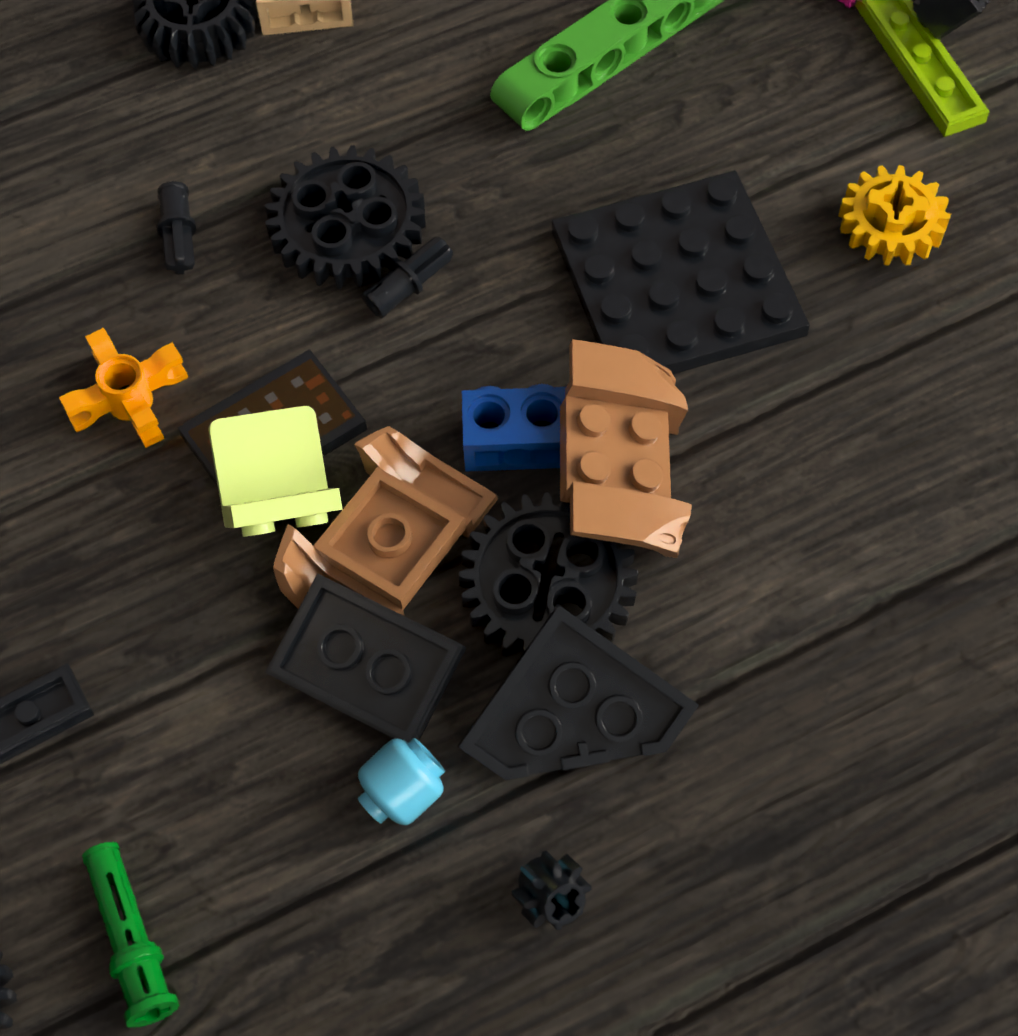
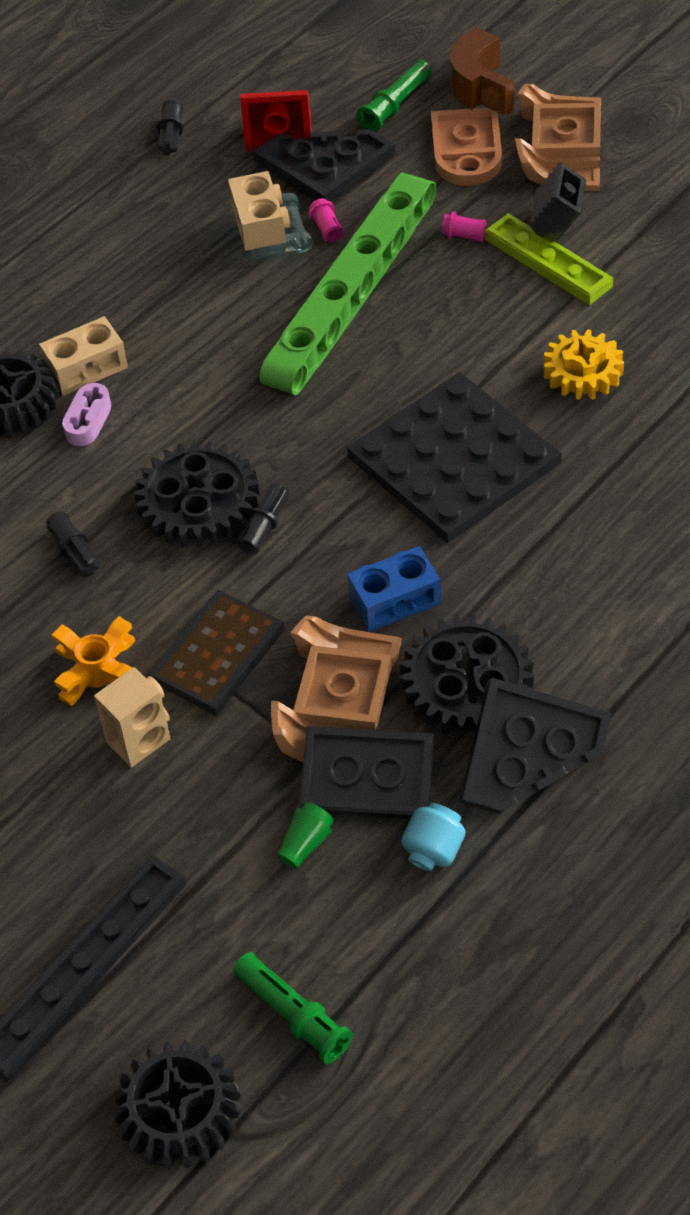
camera: 20 degrees left, 10 degrees down
(122, 479) = (133, 716): none -> tan brick
(252, 711) = (305, 833): none -> green cone
(271, 67) = (80, 412): none -> lavender beam
(271, 470) = (237, 673): yellowish green bracket -> none
(551, 890) = (572, 862): black gear -> none
(618, 448) = (473, 571): medium nougat piece -> none

